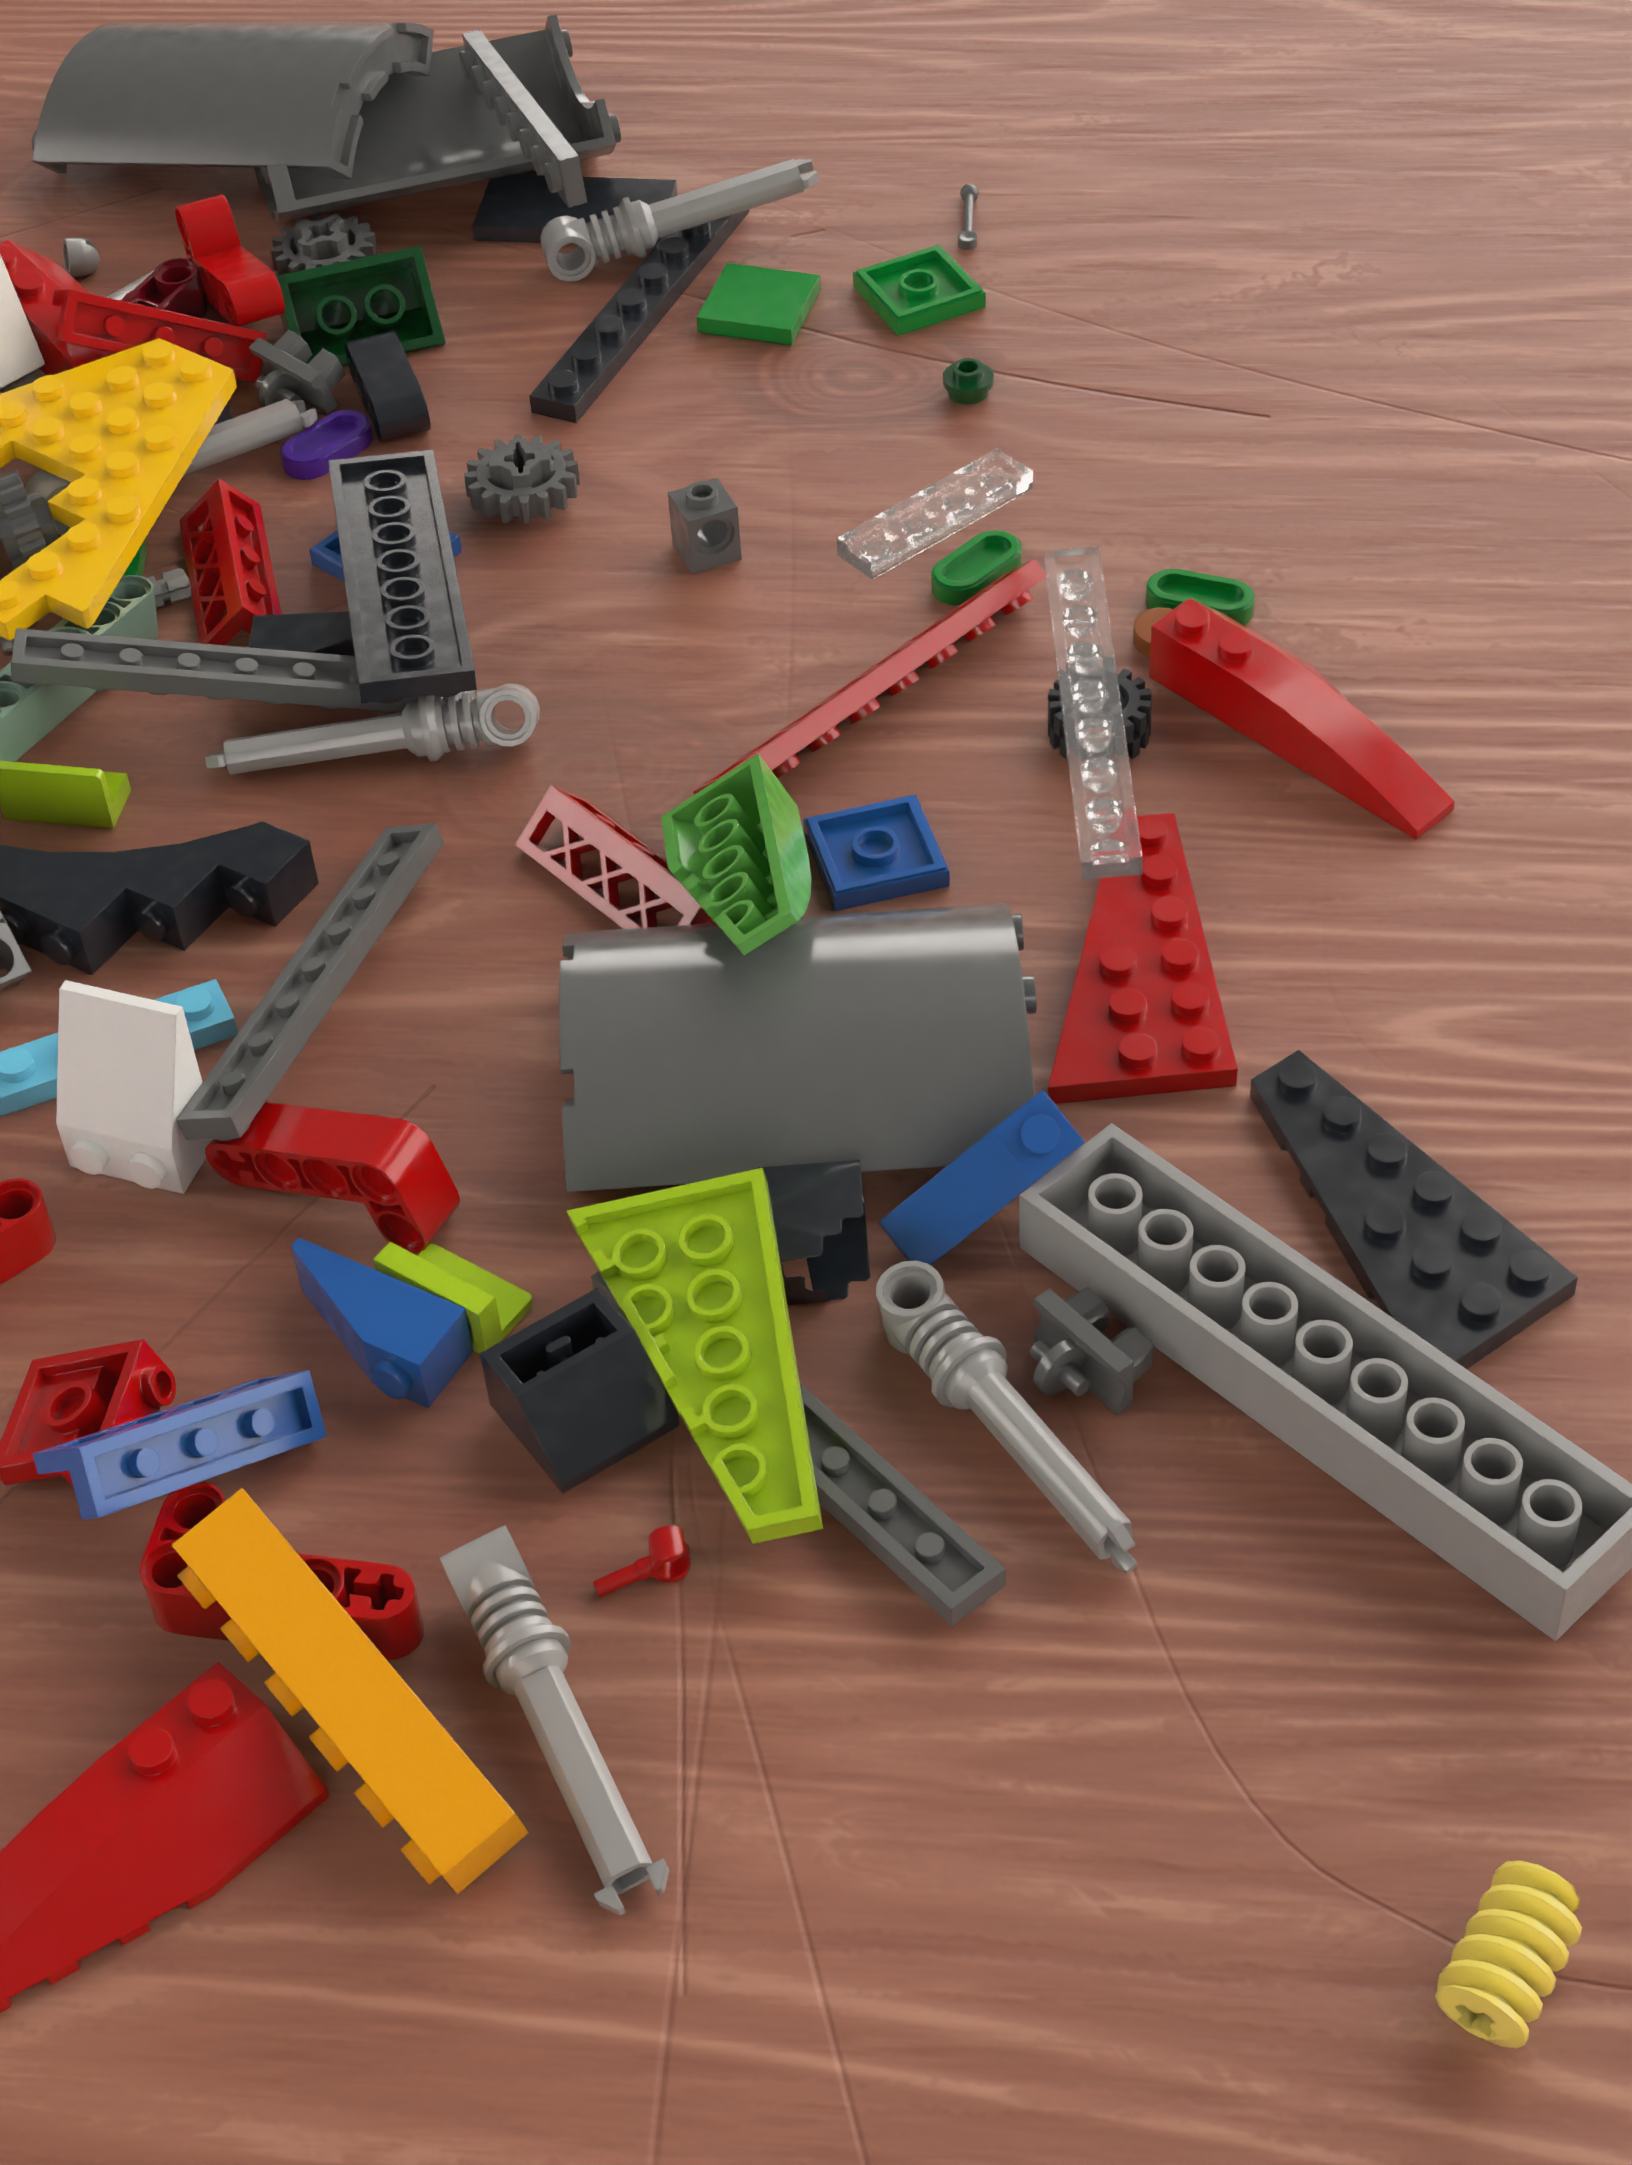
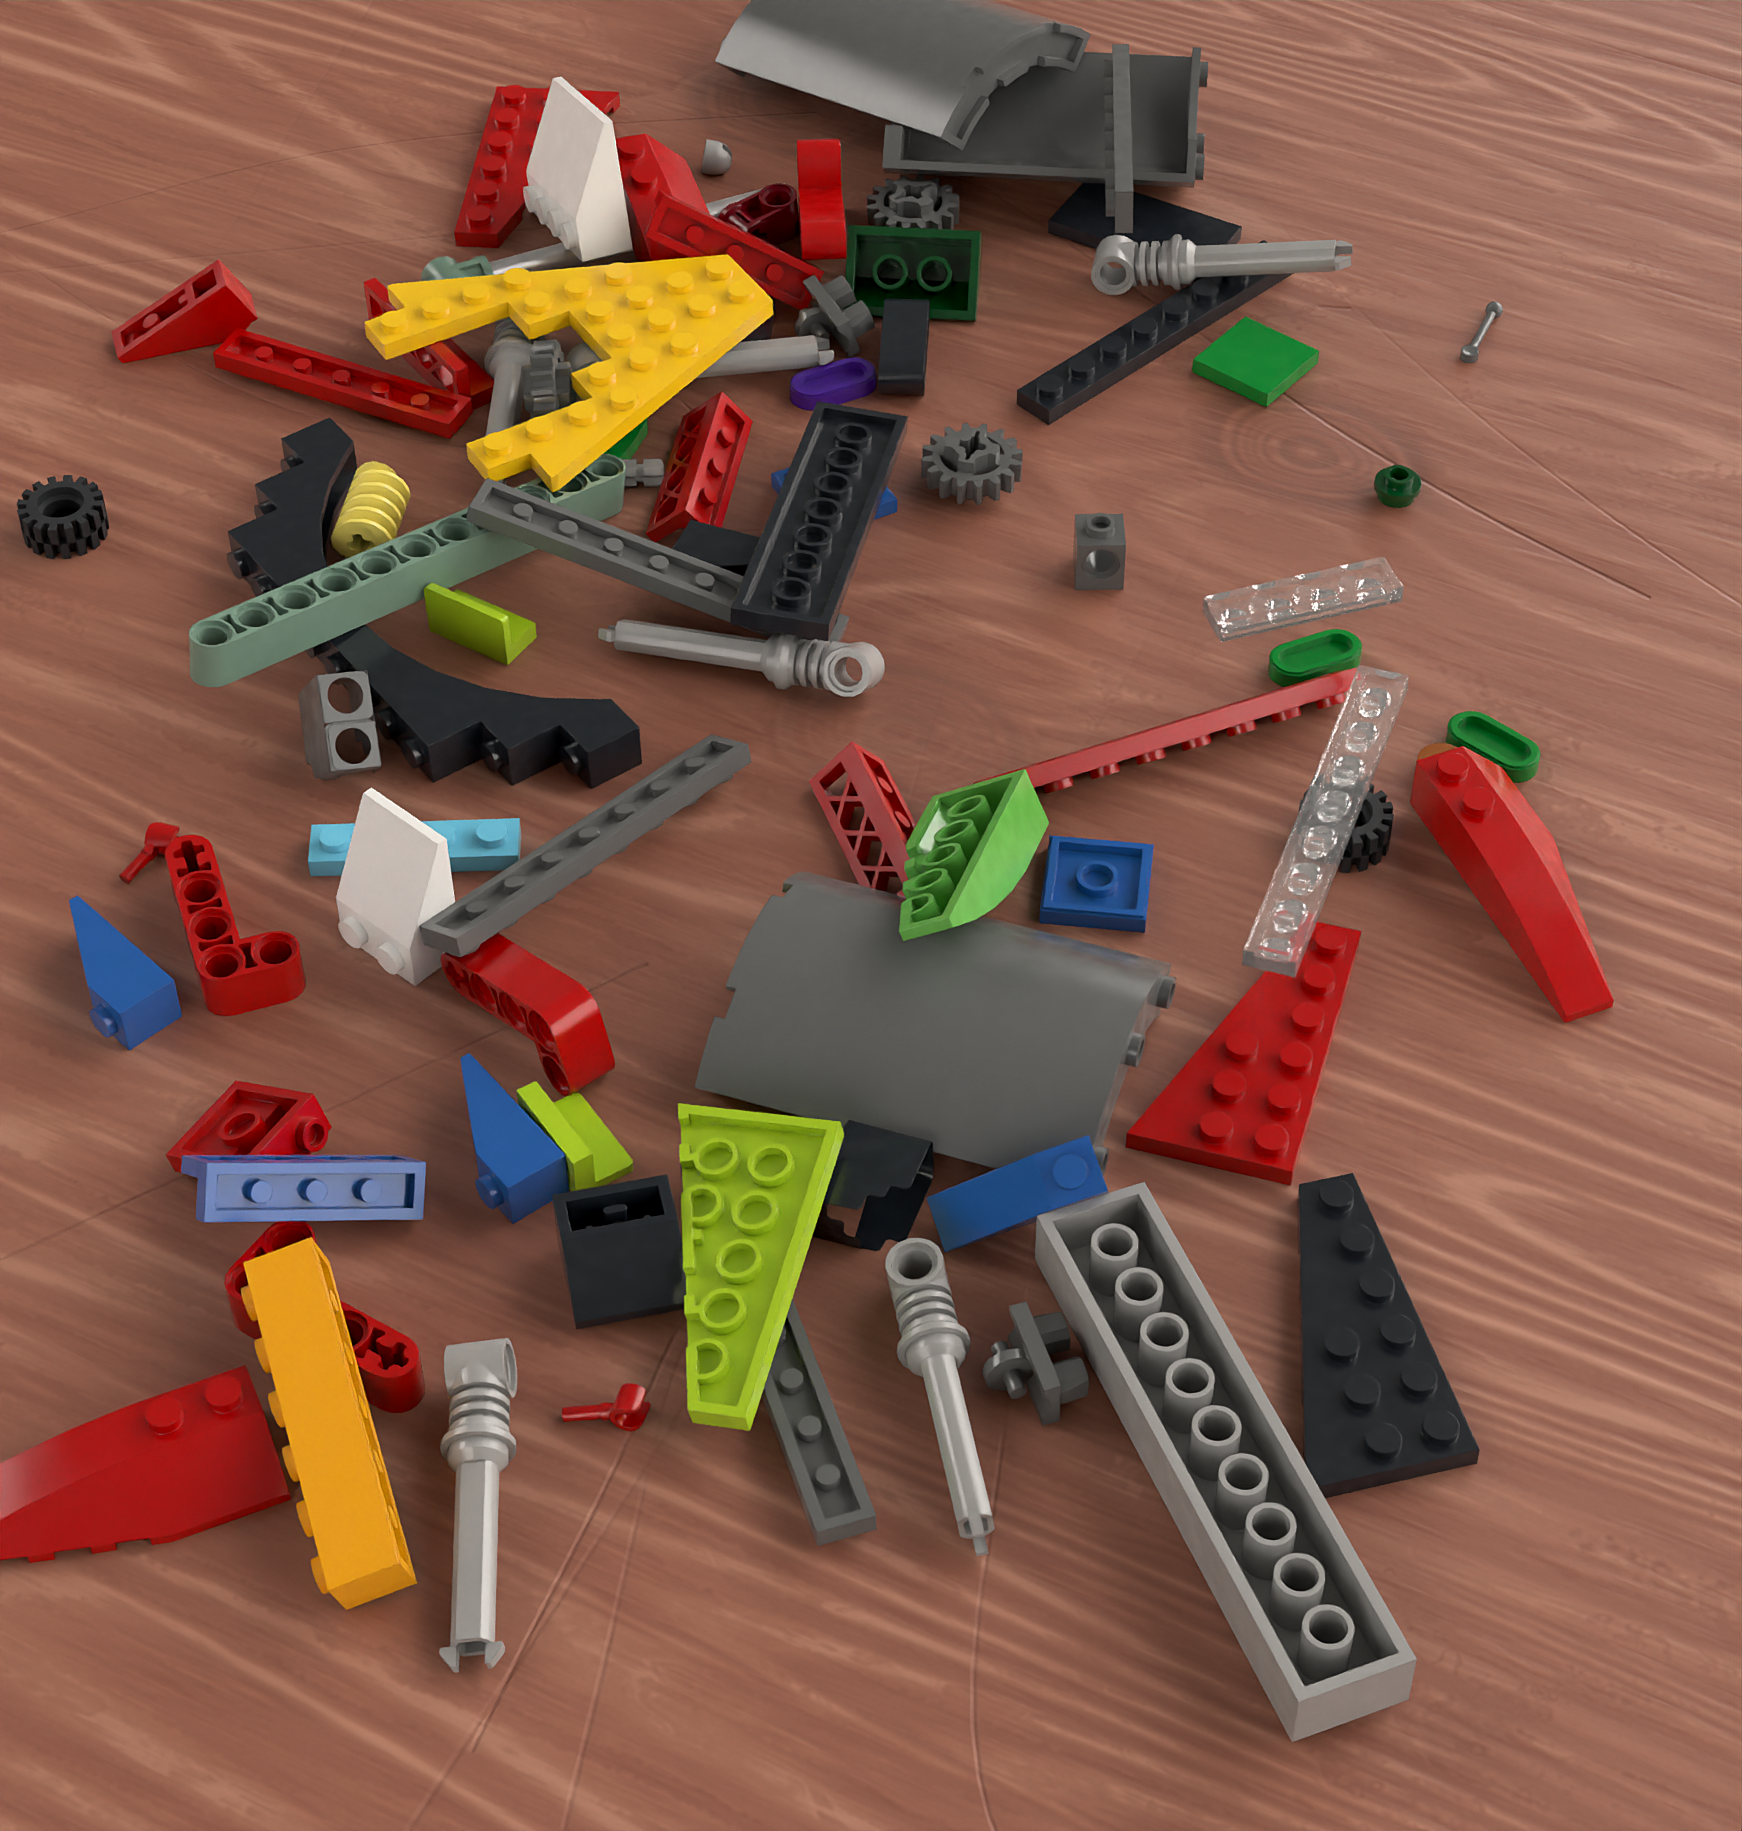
camera: 20 degrees right, 0 degrees up
(918, 289) = (1401, 388): green tile -> none

